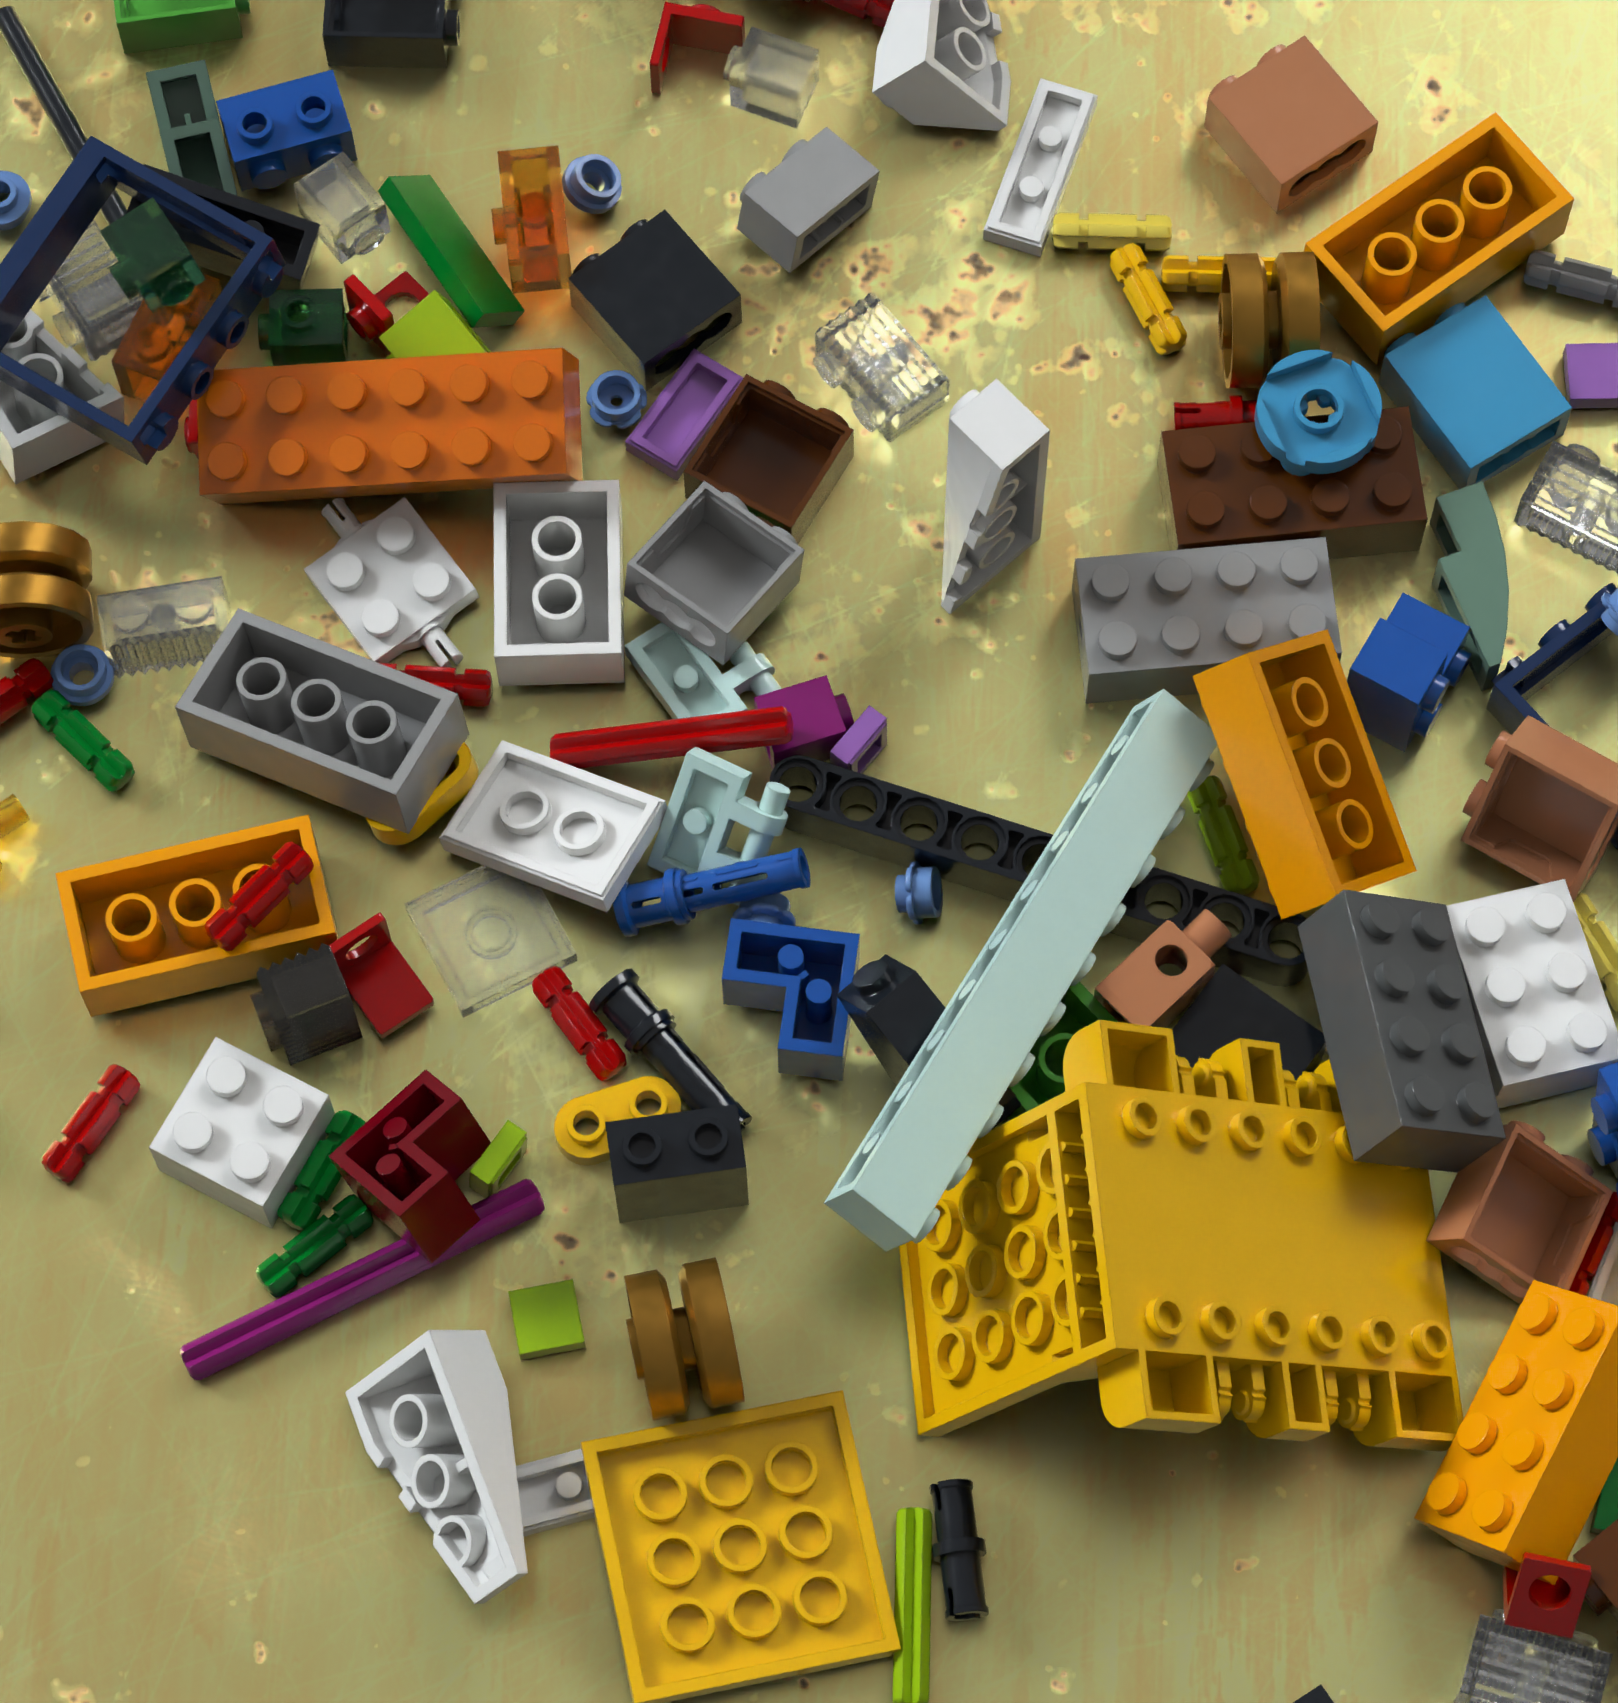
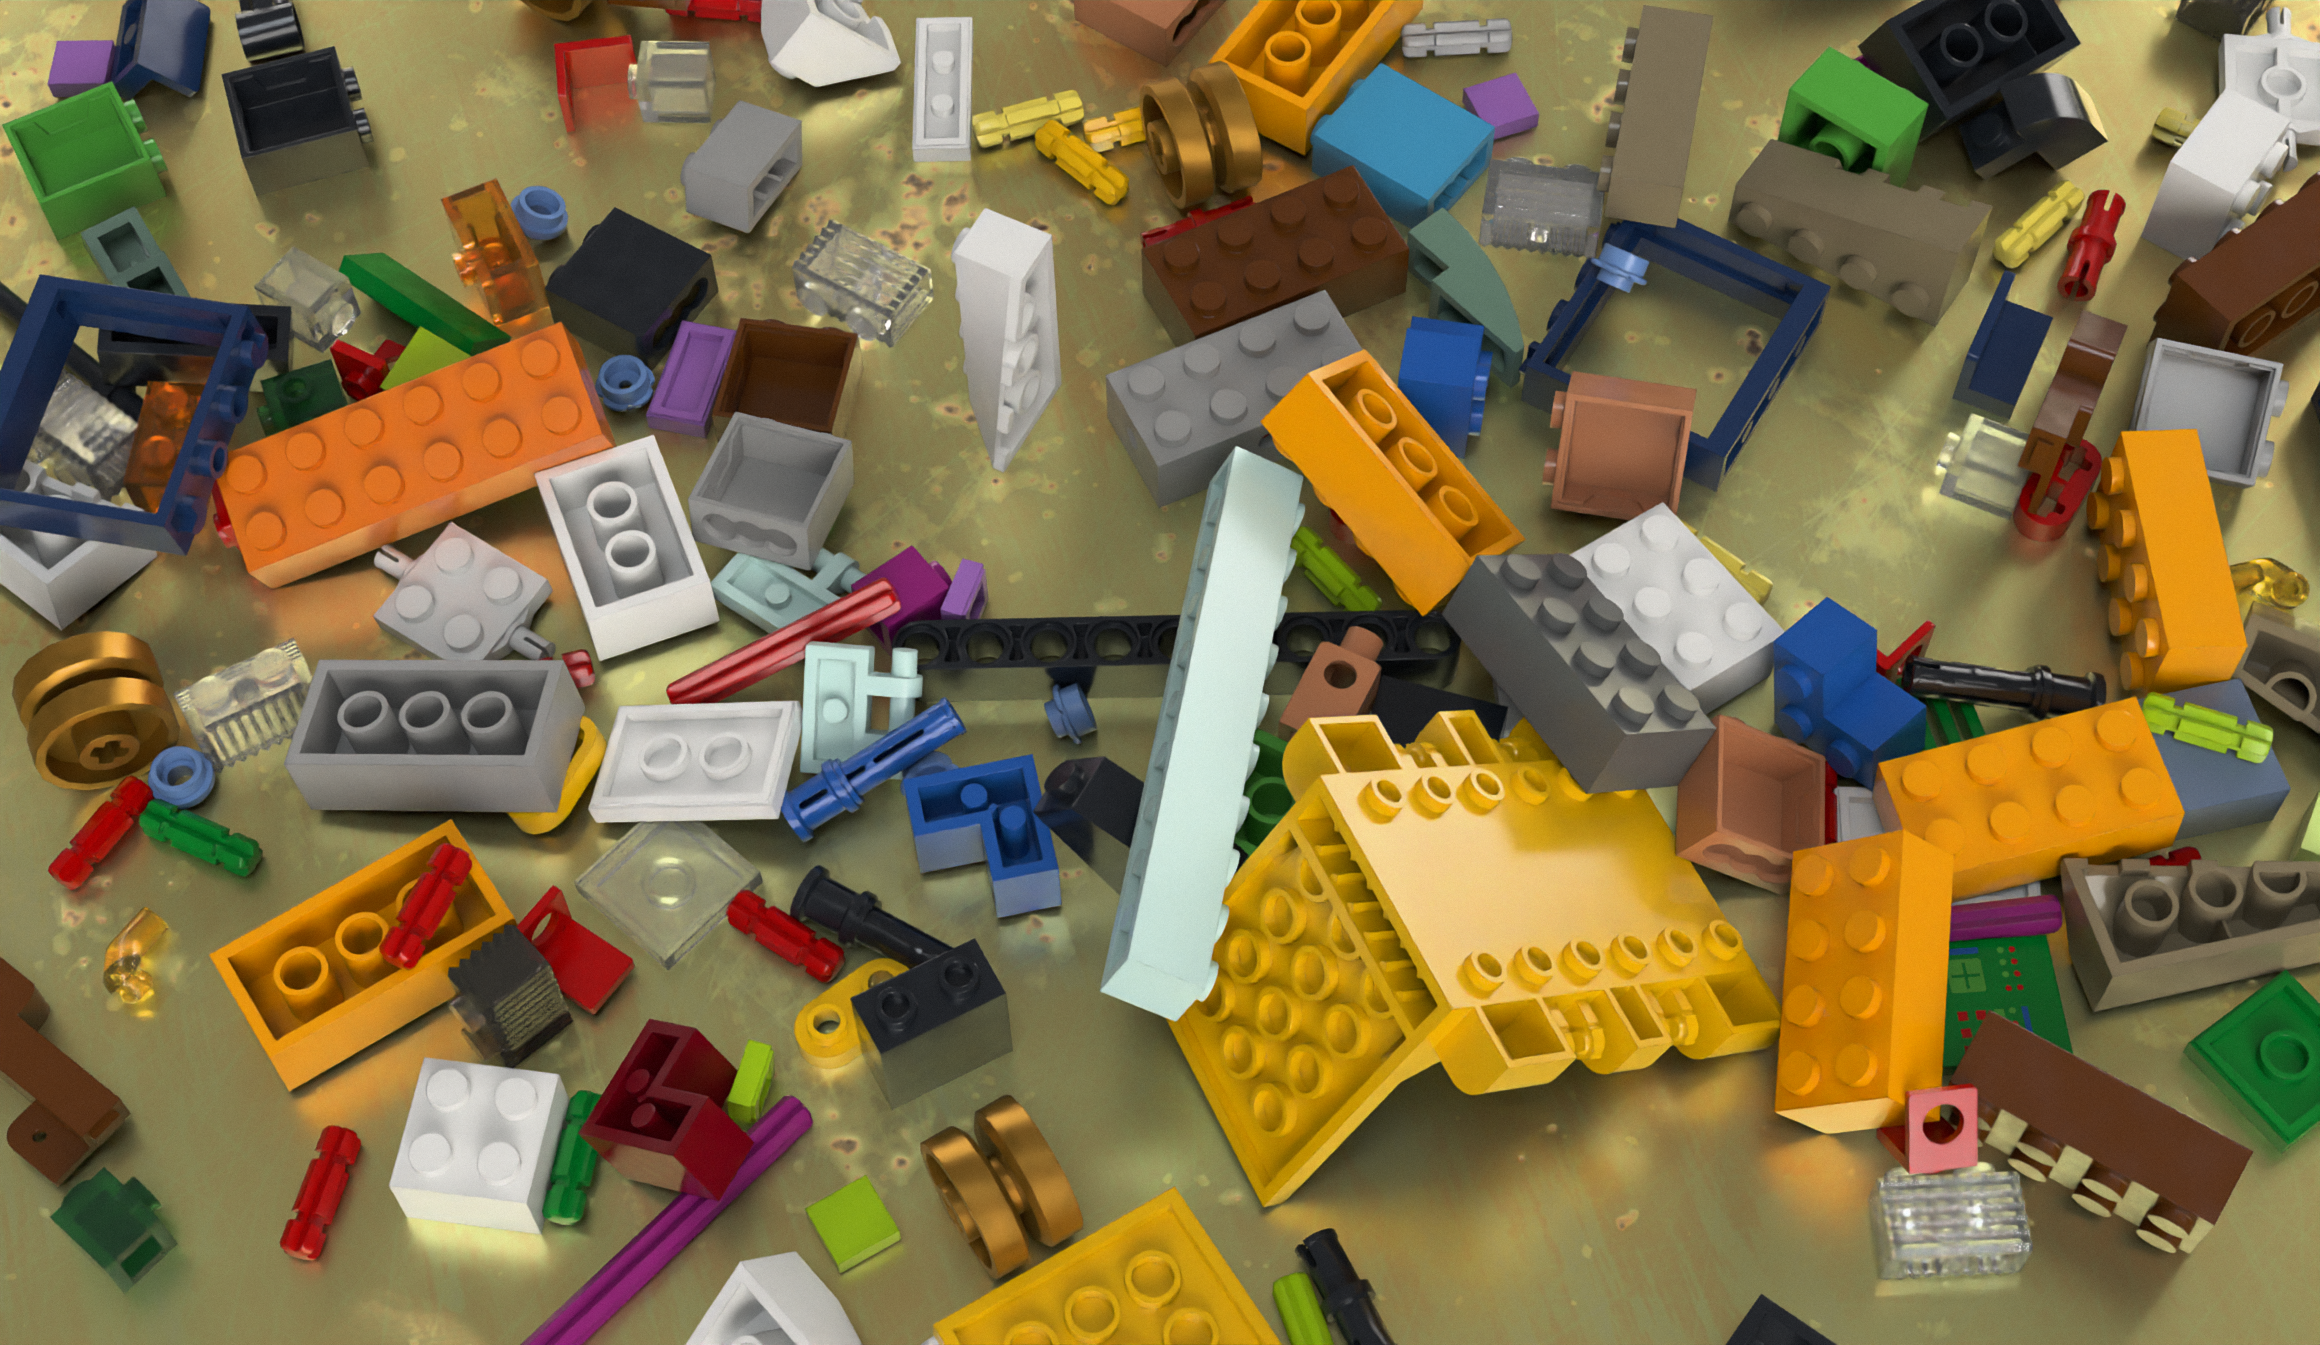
camera: 20 degrees left, 10 degrees down
(151, 257) = (132, 352): clear green brick -> none
(285, 130) = (232, 250): blue brick -> none
(314, 1245) = (591, 1233): green axle -> none
(1311, 446) = (1272, 212): dark azure plate -> none

